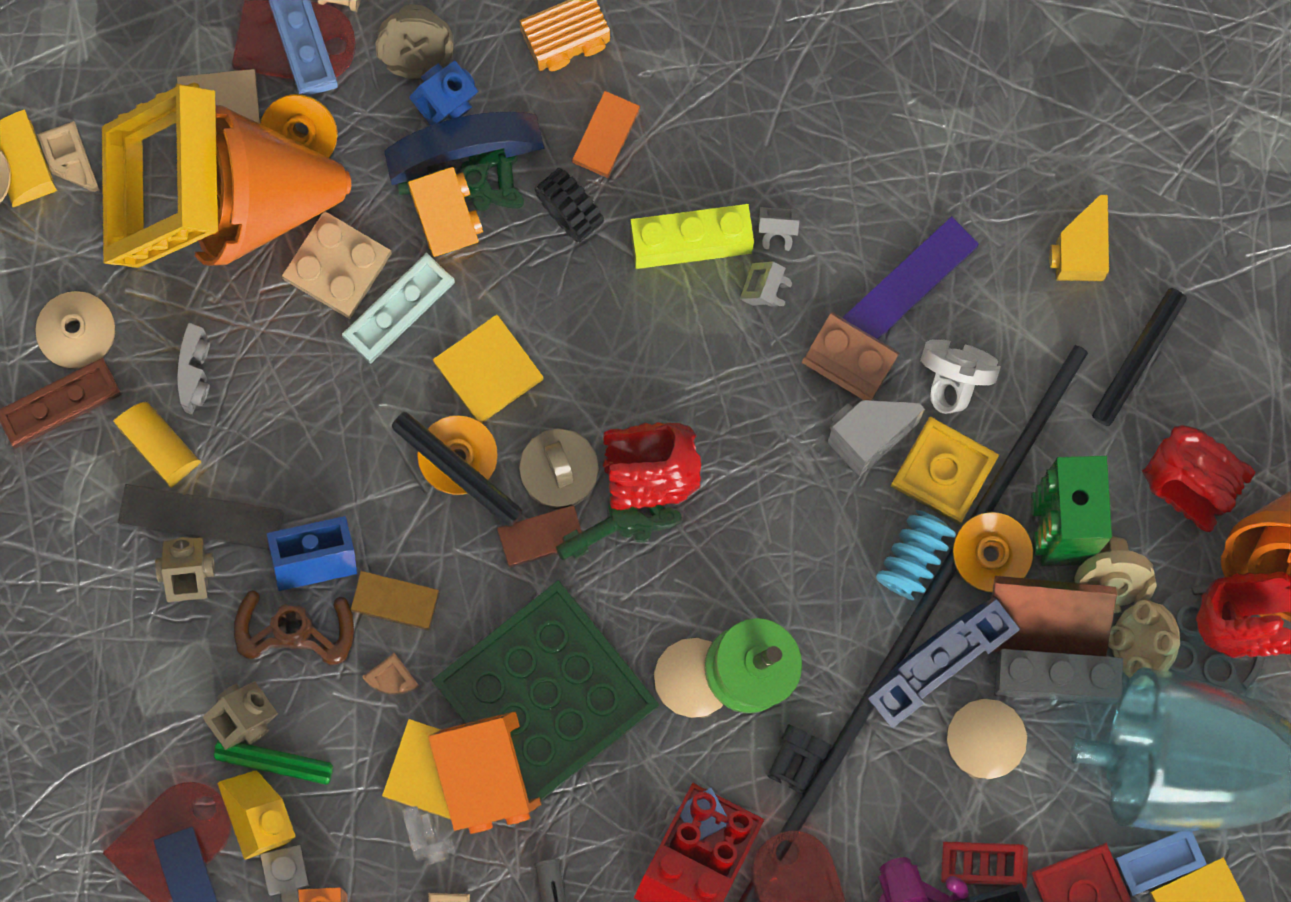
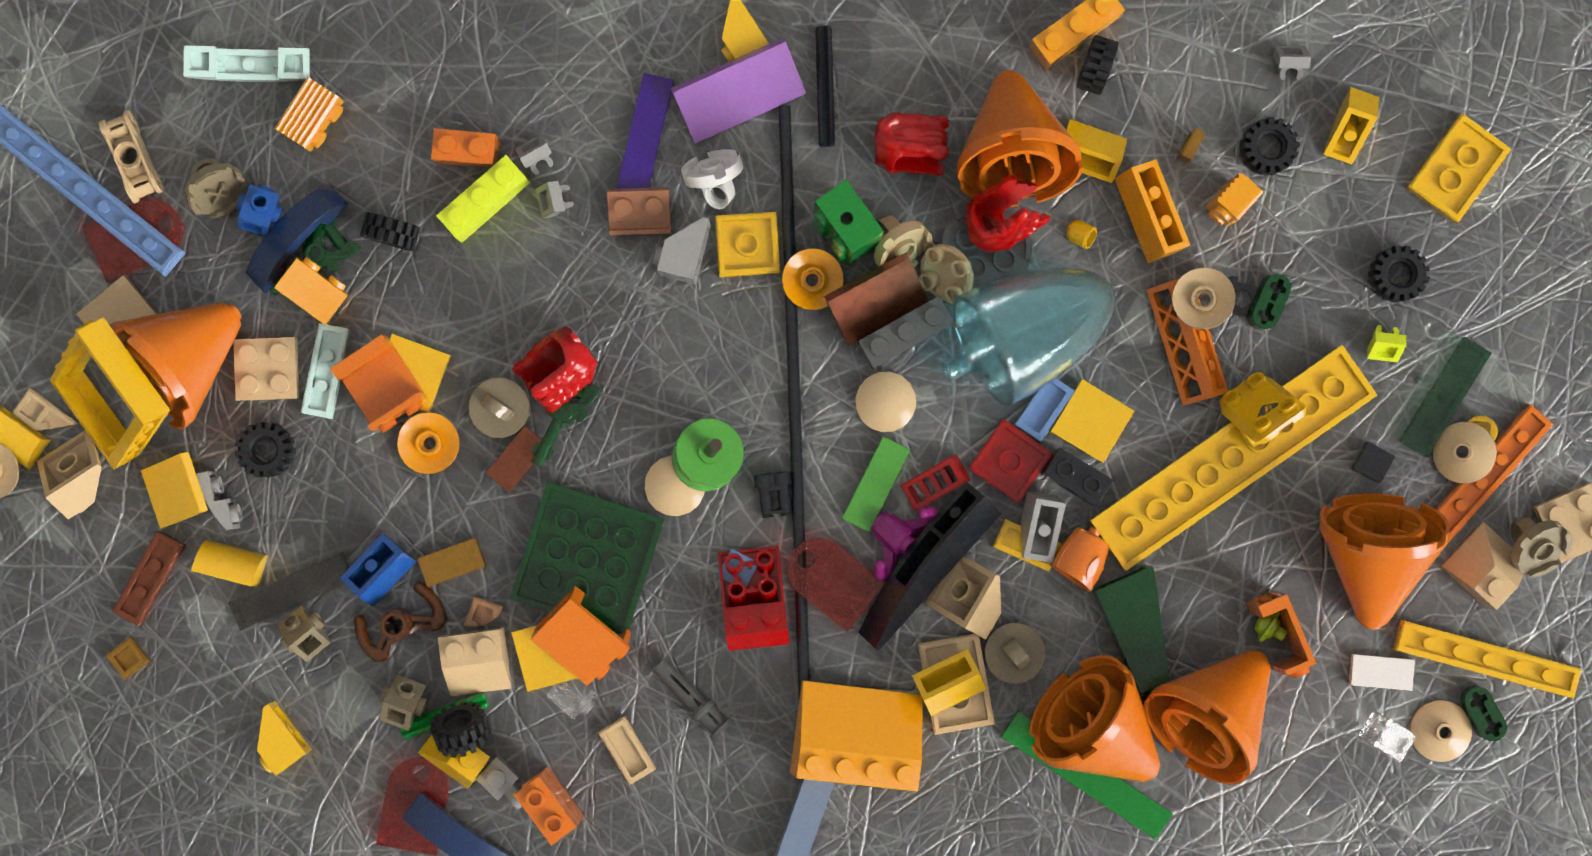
camera: 30 degrees left, 10 degrees up
(56, 239) = (71, 475): none -> tan slope
(77, 669) = (279, 740): none -> yellow slope
(85, 345) = (140, 518): tan dish -> none
(152, 326) = (174, 490): none -> yellow tile
(277, 324) = (283, 449): none -> black tyre
(285, 784) = (460, 729): none -> black tyre
(299, 108) = (164, 297): light orange dish -> none
(348, 724) = (475, 661): none -> tan slope
(449, 357) = (380, 383): none -> orange panel
(457, 469) = (433, 453): black axle -> none
(606, 134) = (383, 166): orange tile -> none
(707, 171) = (465, 148): none -> orange brick
(915, 554) = (764, 313): medium azure piece -> none
(917, 822) = (876, 483): none -> bright green tile
(940, 658) = (822, 371): slope -> none
(1043, 299) = (738, 90): none -> medium lavender tile

